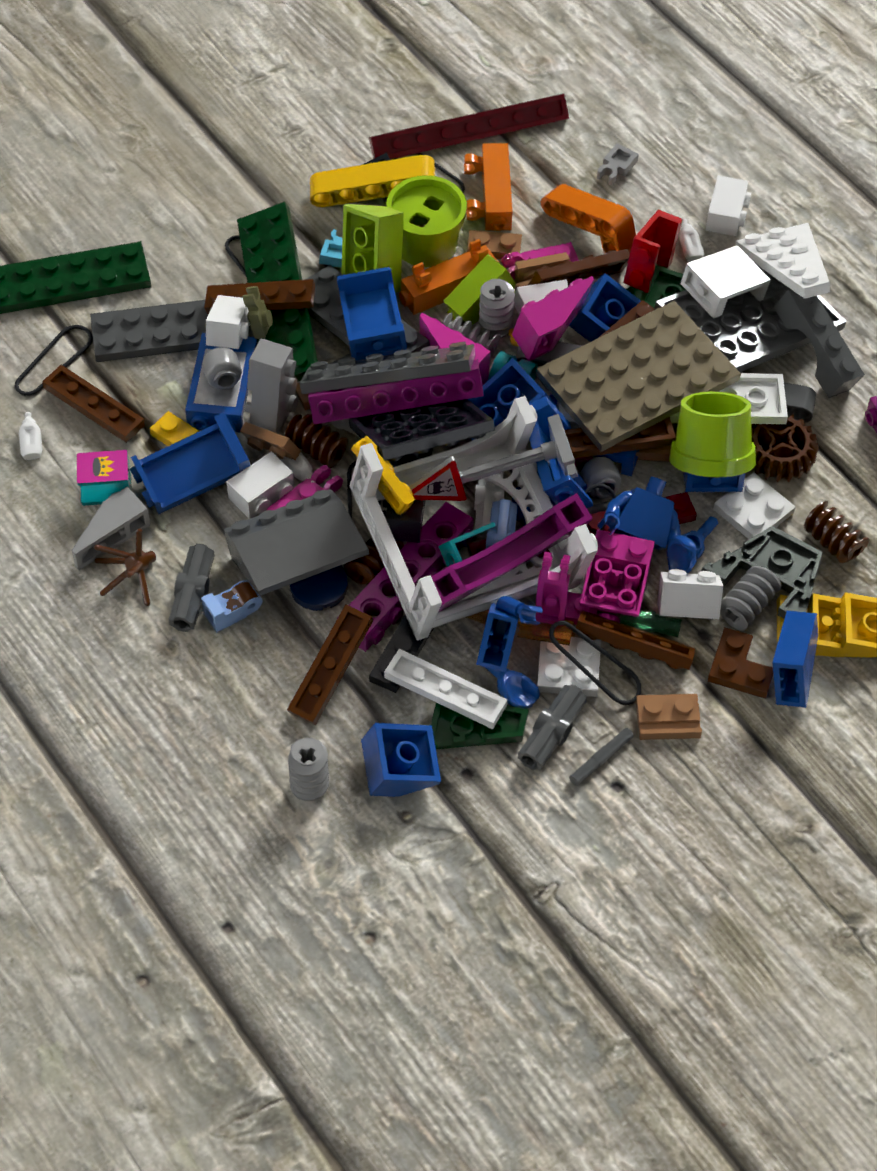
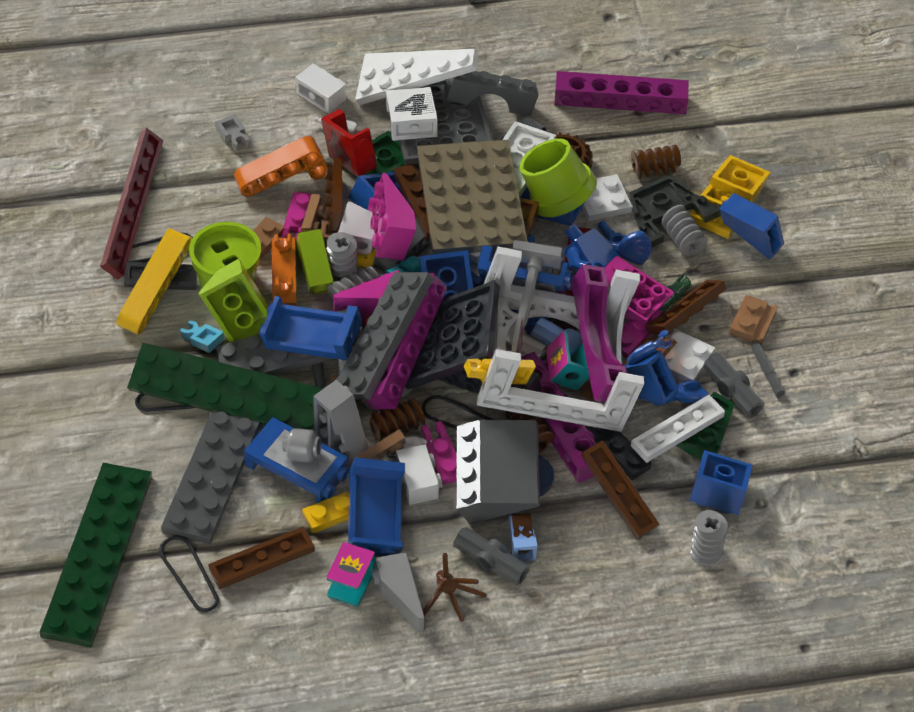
camera: 65 degrees left, 5 degrees down
(30, 438) = (268, 616): white piece -> none
(227, 322) = (252, 425): white brick -> none
(258, 315) = (260, 401): olive plate -> none
(276, 294) = (234, 397): reddish brown plate -> none
(496, 186) = (201, 208): orange brick -> none
(552, 590) = (635, 322): dark pink hinge -> none
(585, 671) = (702, 343): black piece -> none
(690, 594) = (668, 259): white brick -> none
(732, 668) = (730, 268): reddish brown plate -> none

